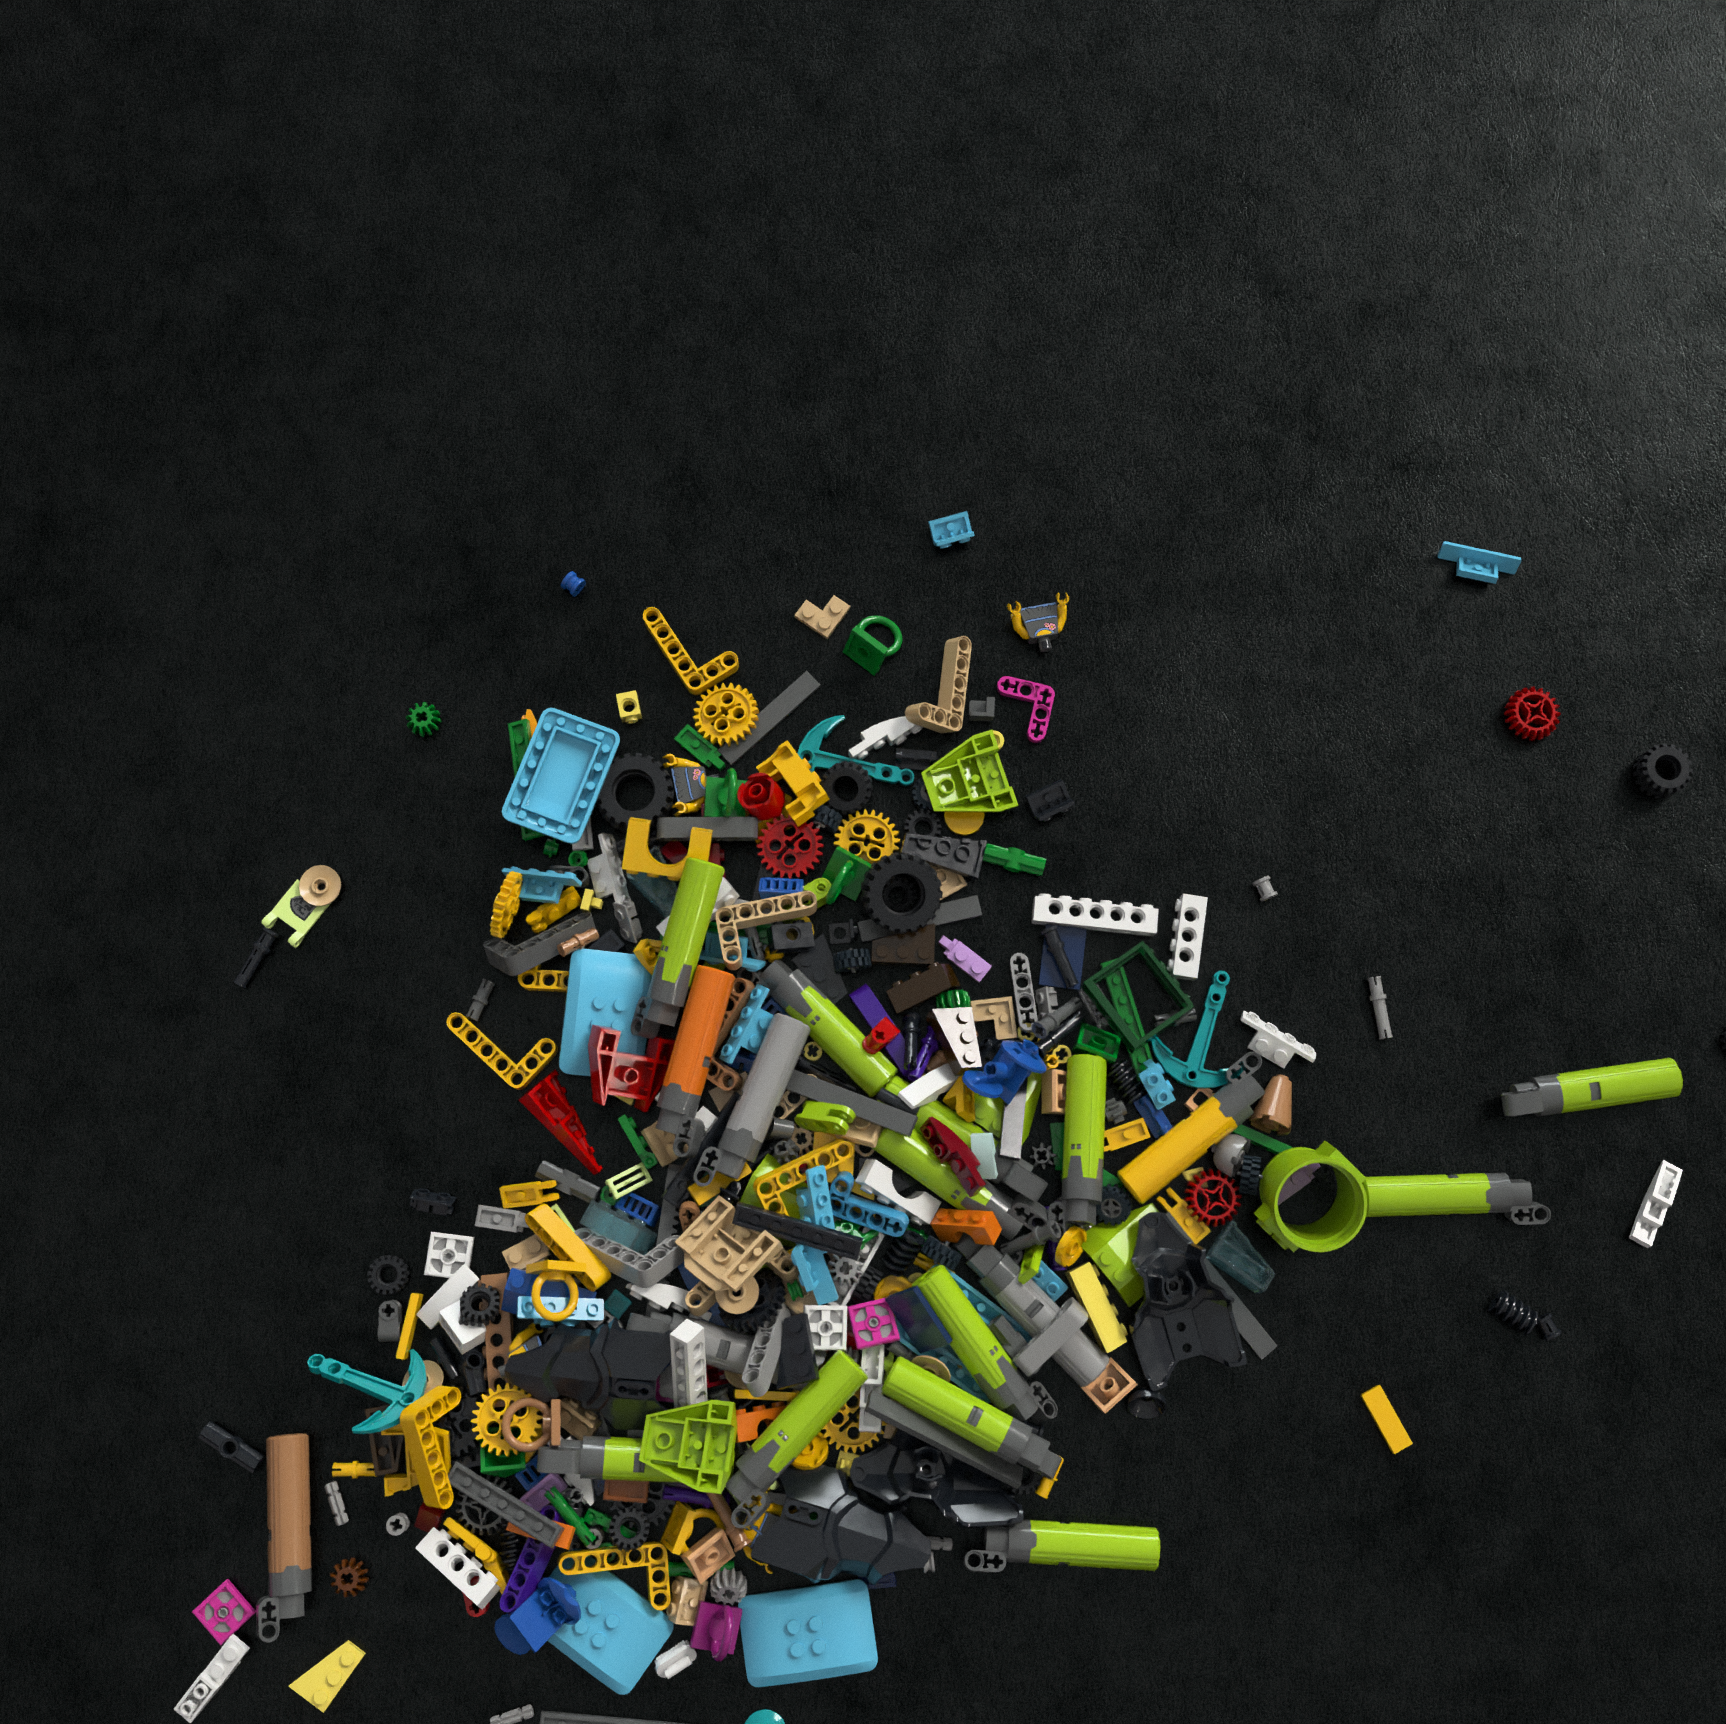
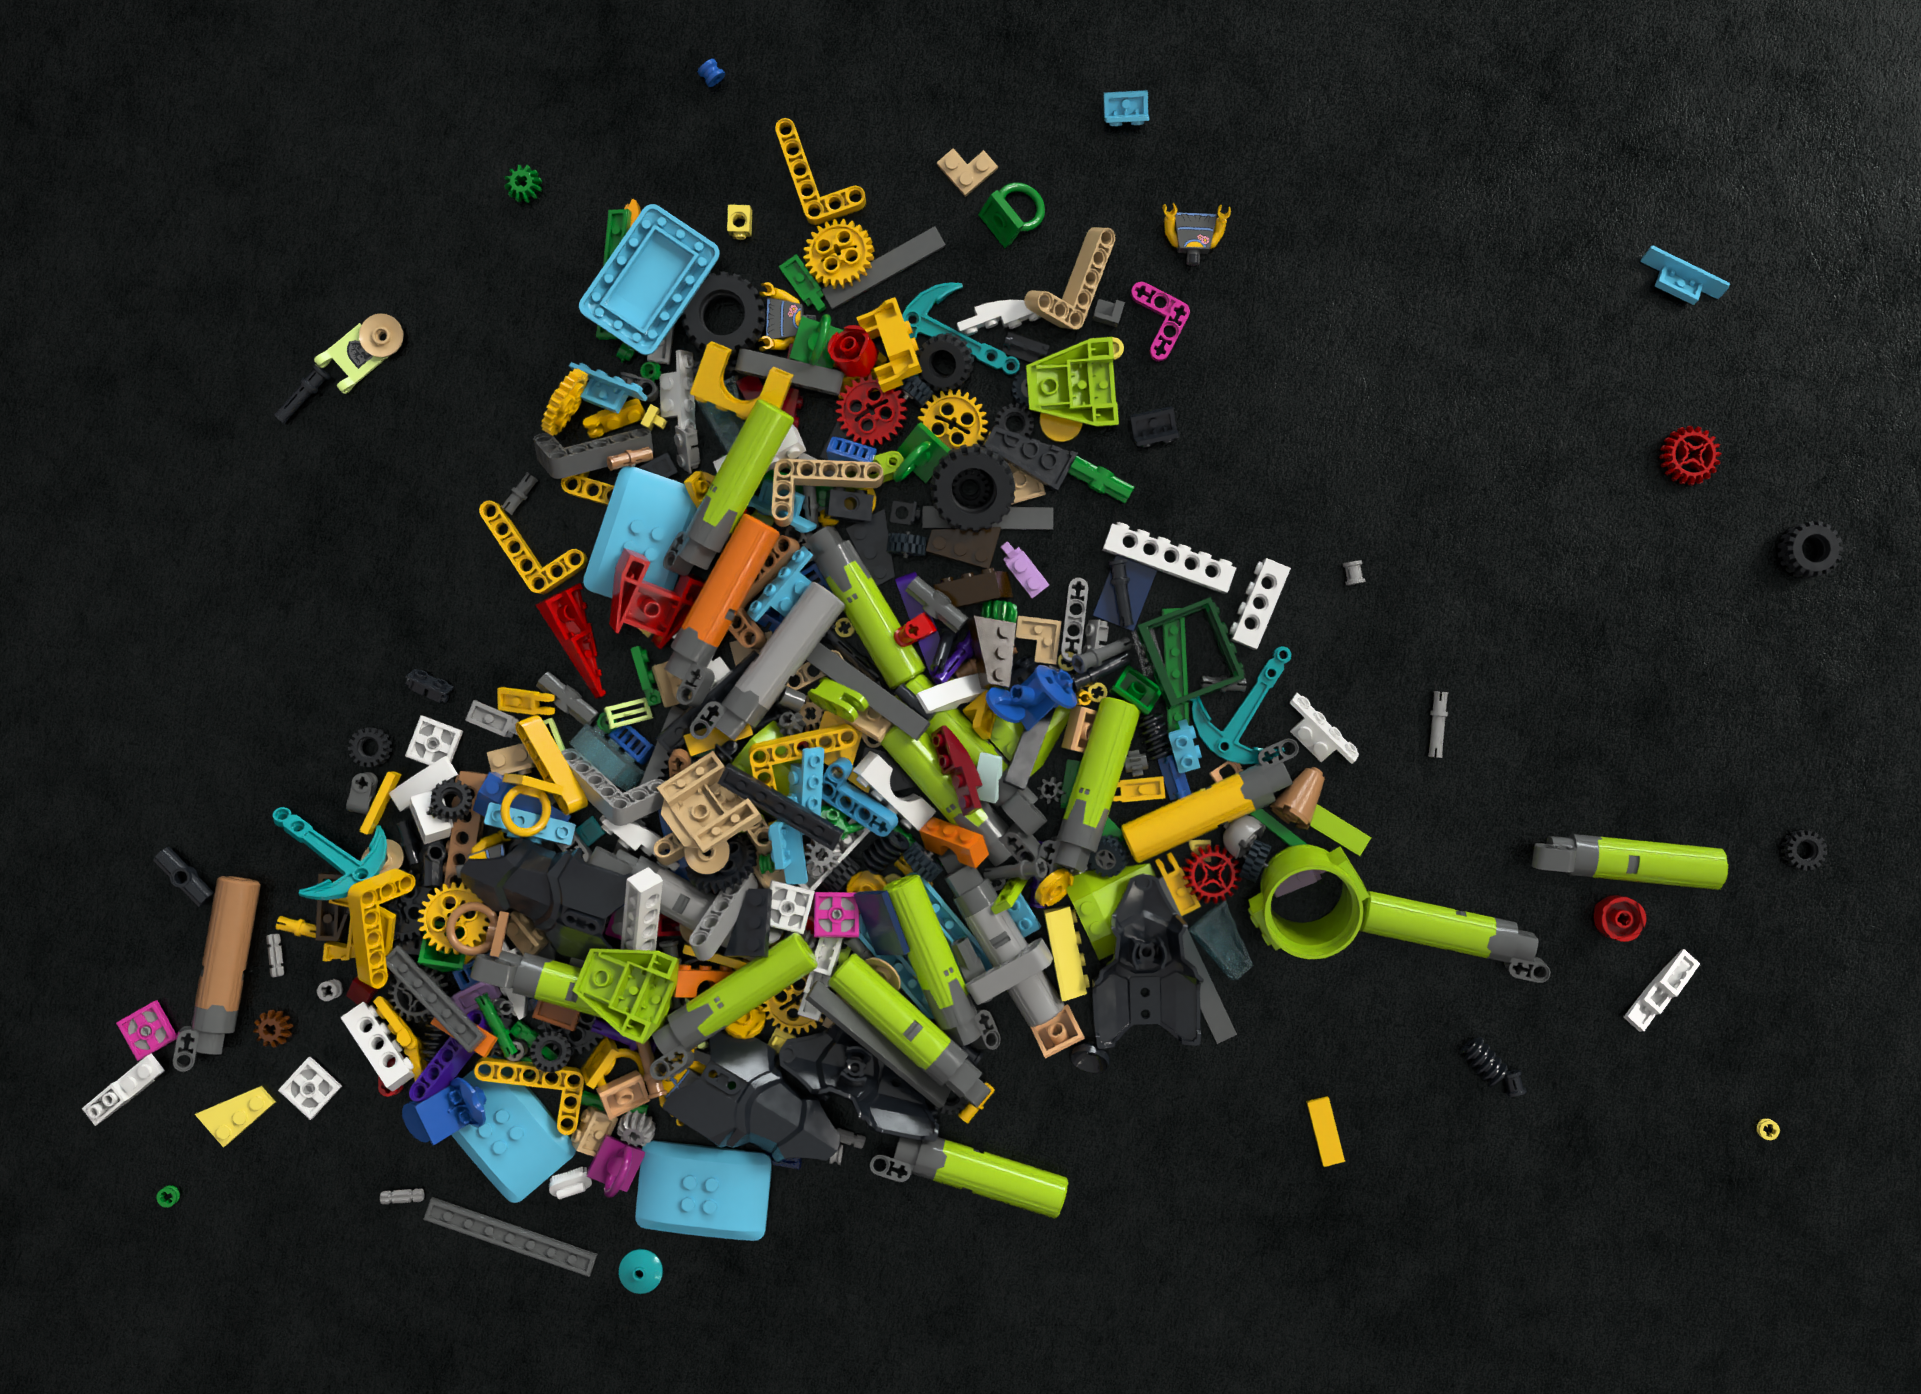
camera: 25 degrees right, 10 degrees up
(398, 1629) = (310, 1088): none -> white piece
(894, 1007) = (936, 604): none -> dark grey piece
(1318, 1128) = (1339, 830): none -> lime tile
(1605, 1153) = (1629, 925): none -> red brick

